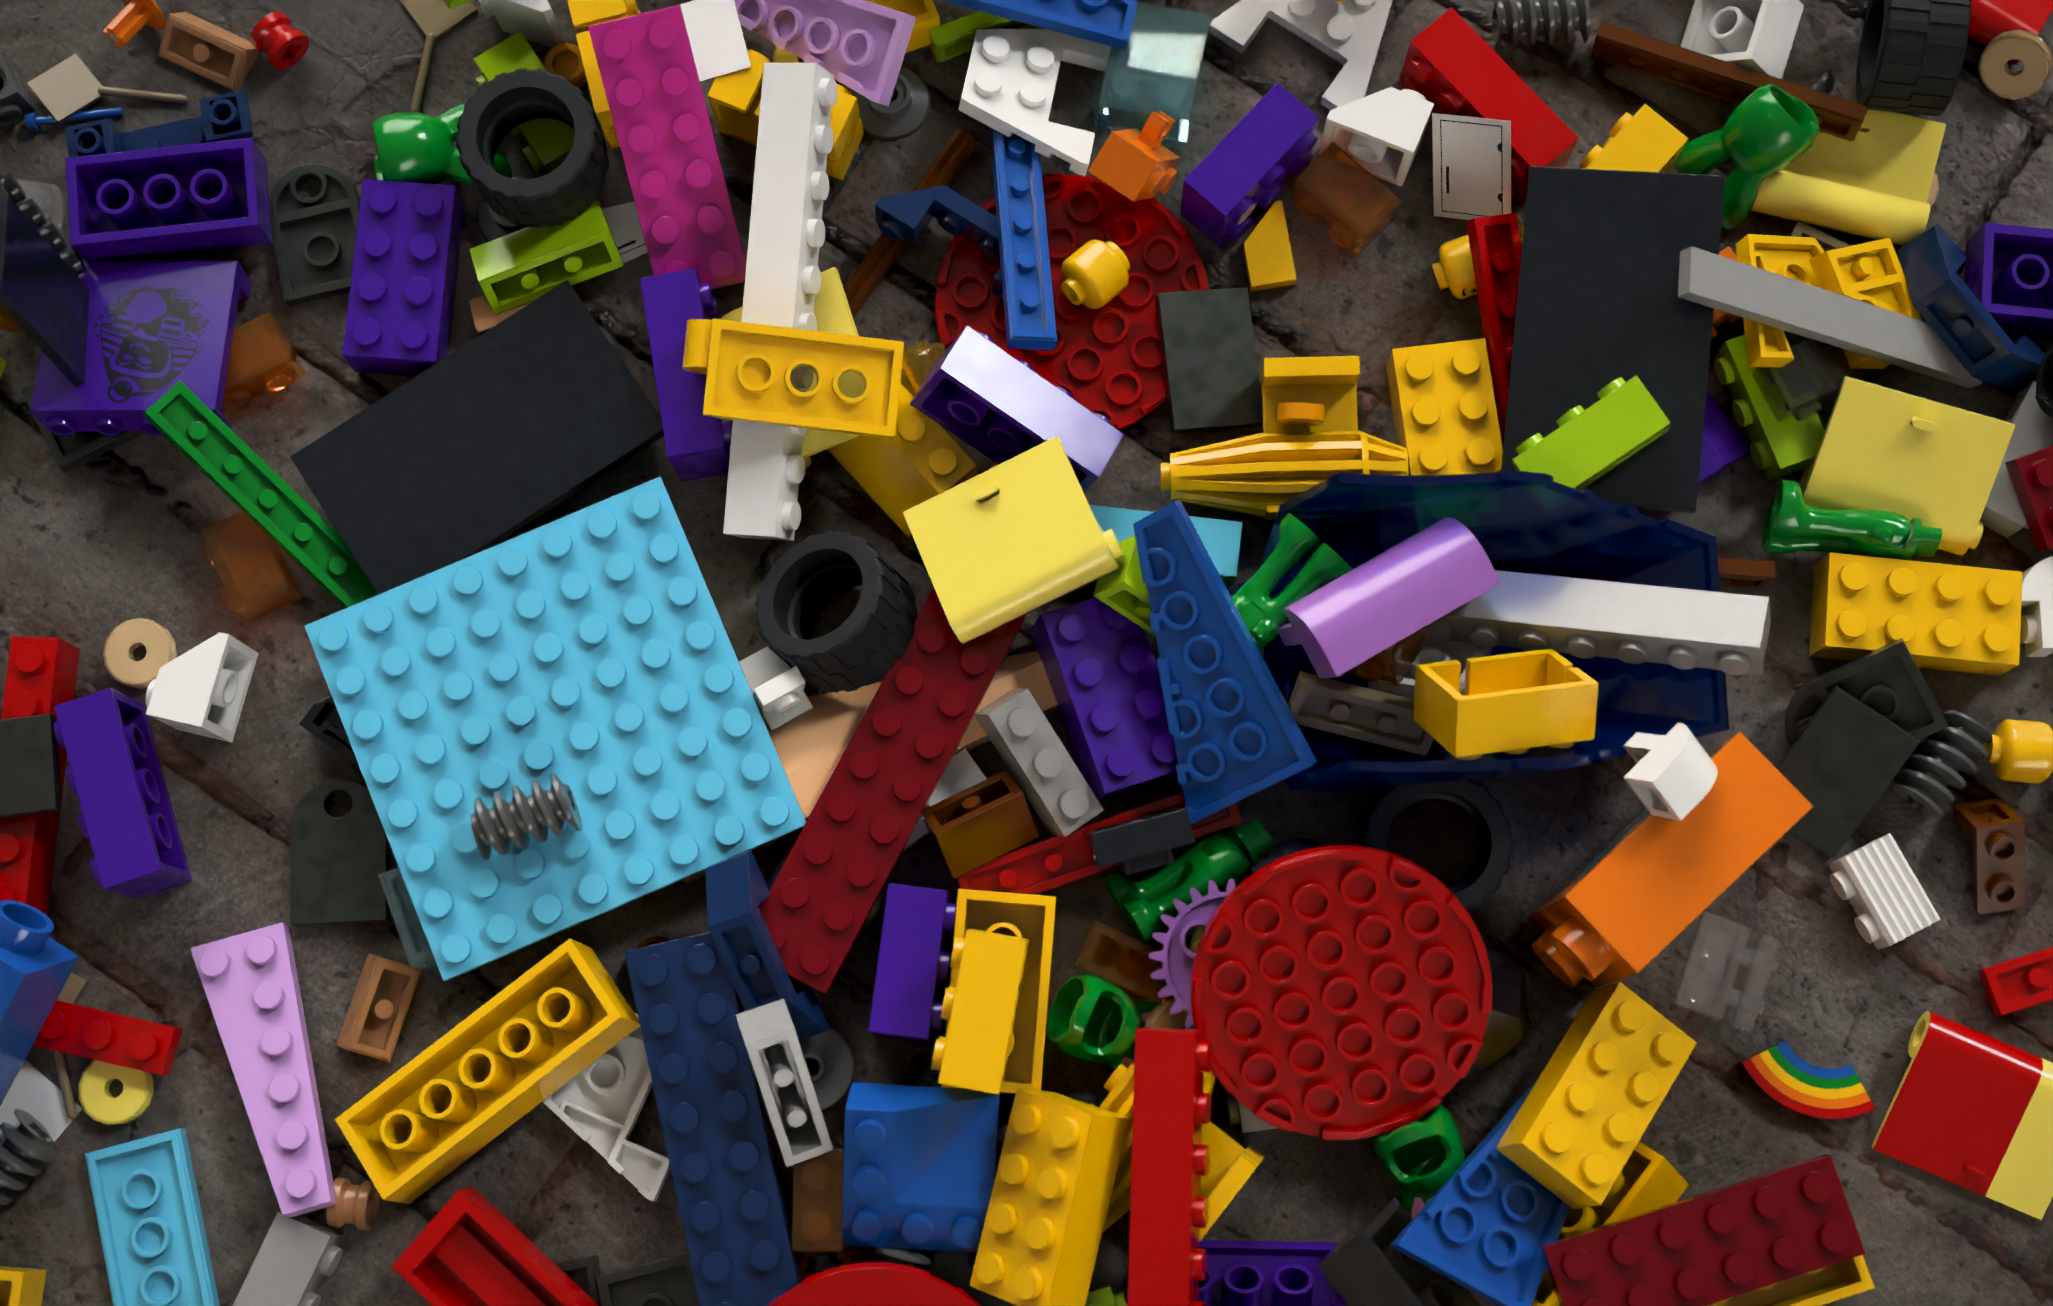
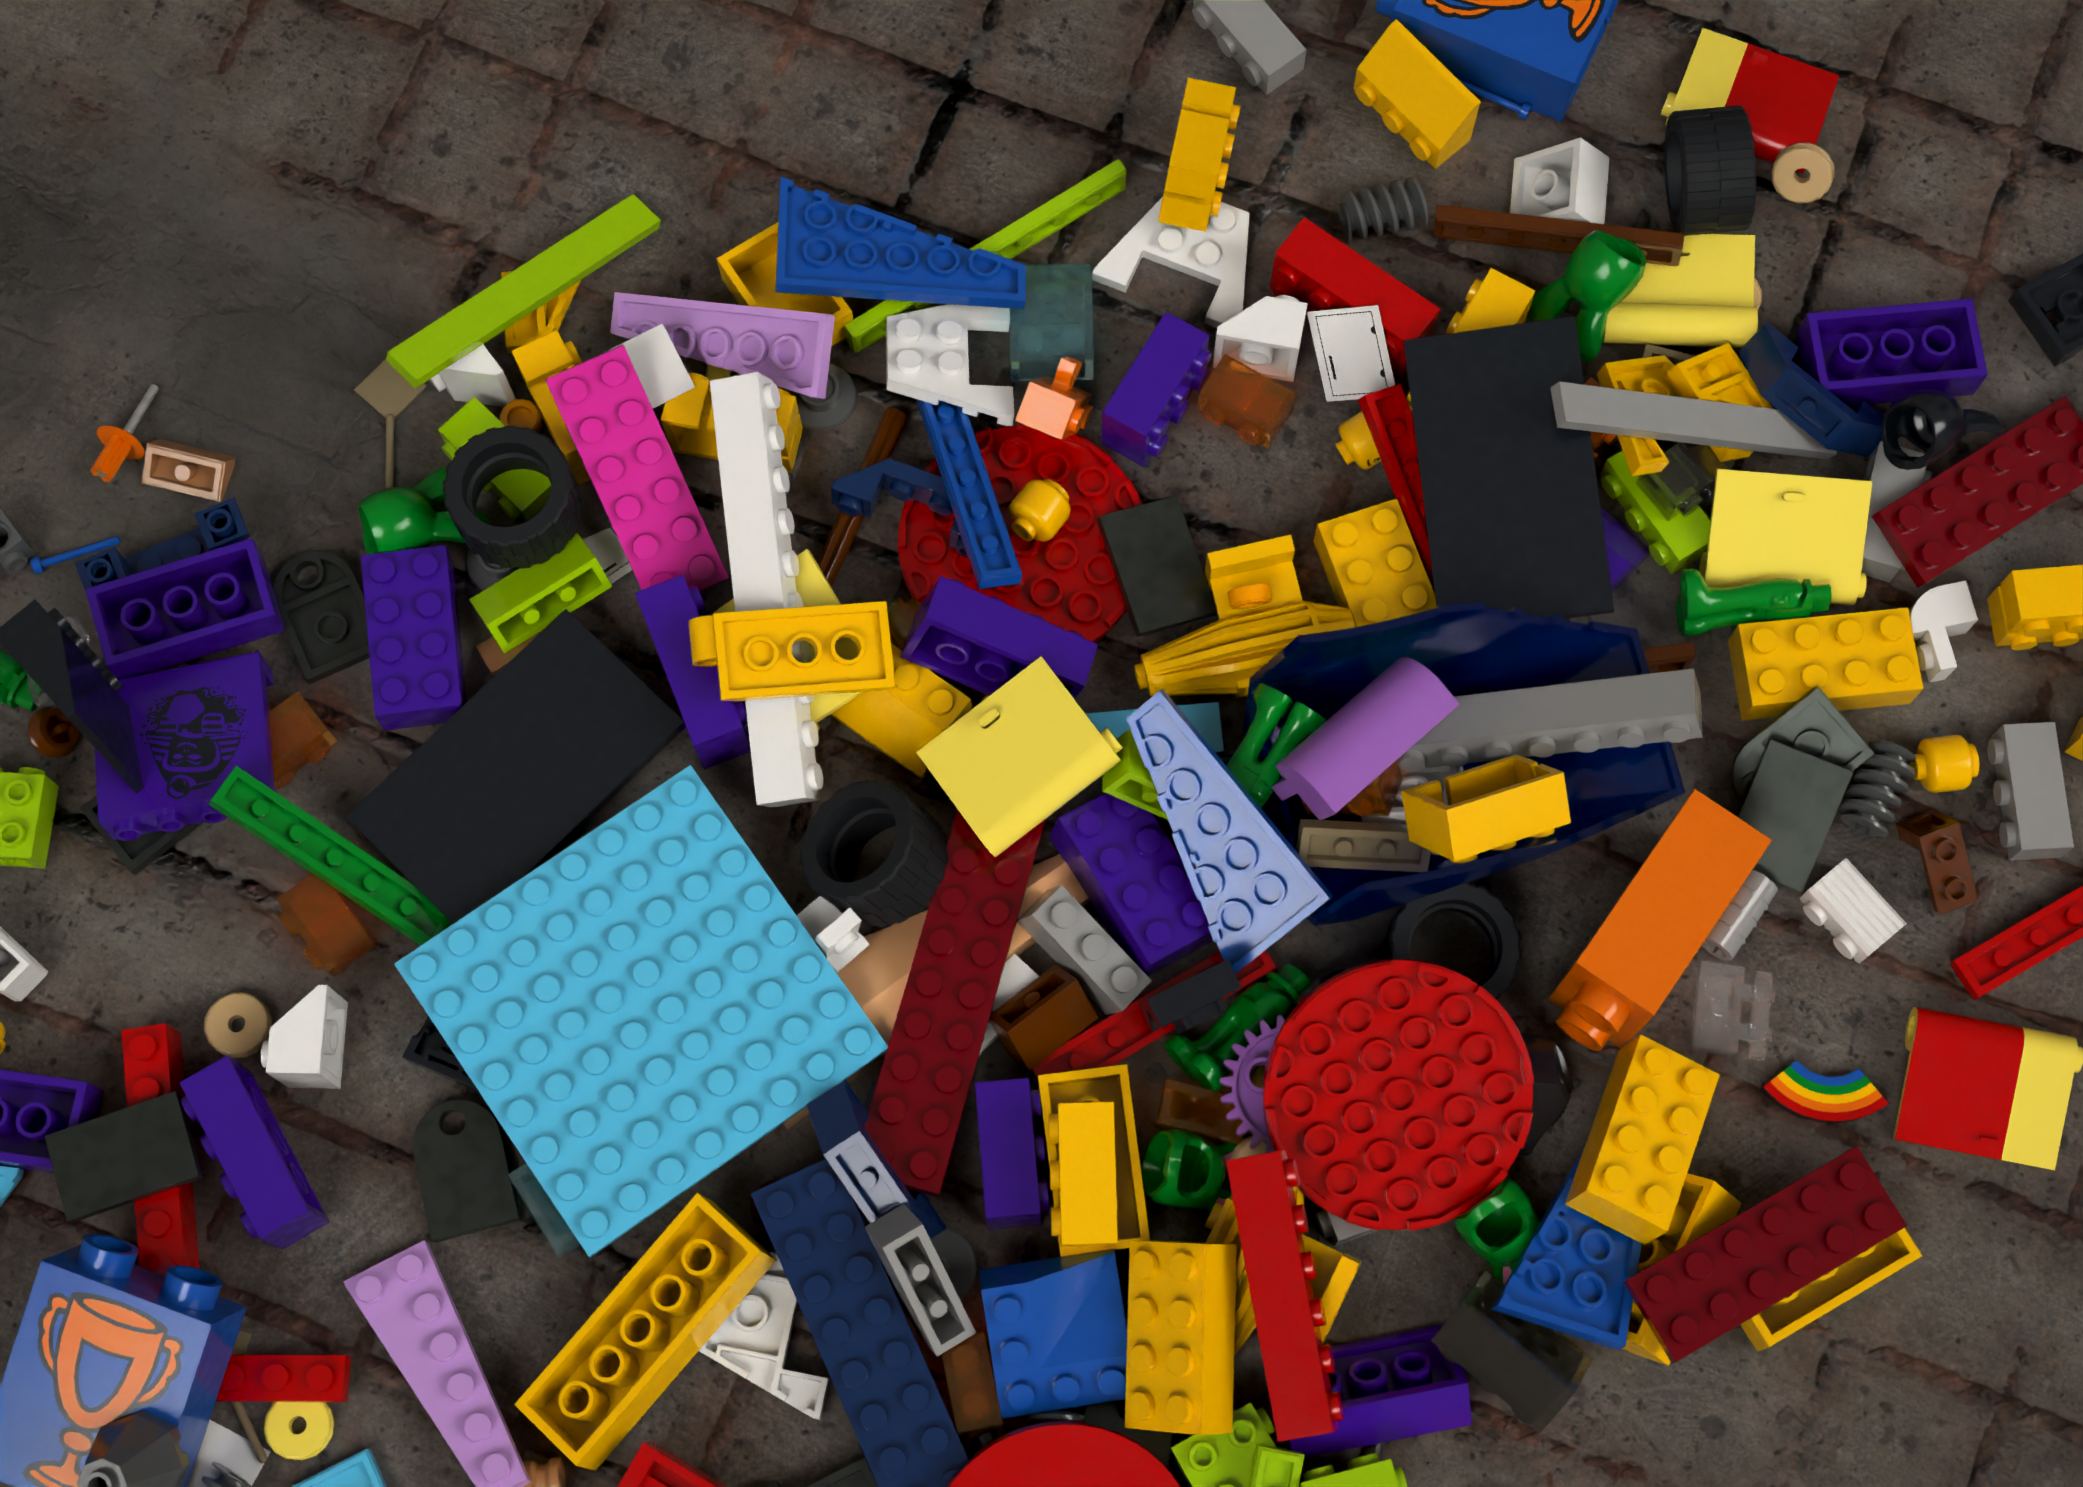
camera: 15 degrees left, 5 degrees down
(73, 87) = (68, 527): dark tan piece -> none
(278, 39) = (253, 447): red wheel -> none
(378, 1008) = (528, 1299): medium nougat slope -> none
(524, 817) = (634, 1089): dark grey piece -> none
(1269, 252) = (1188, 462): yellow tile -> none
(1595, 438) = (1515, 562): lime brick -> none
(1670, 771) = (1642, 834): white brick -> none
(1762, 874) = (1740, 916): none -> light grey axle

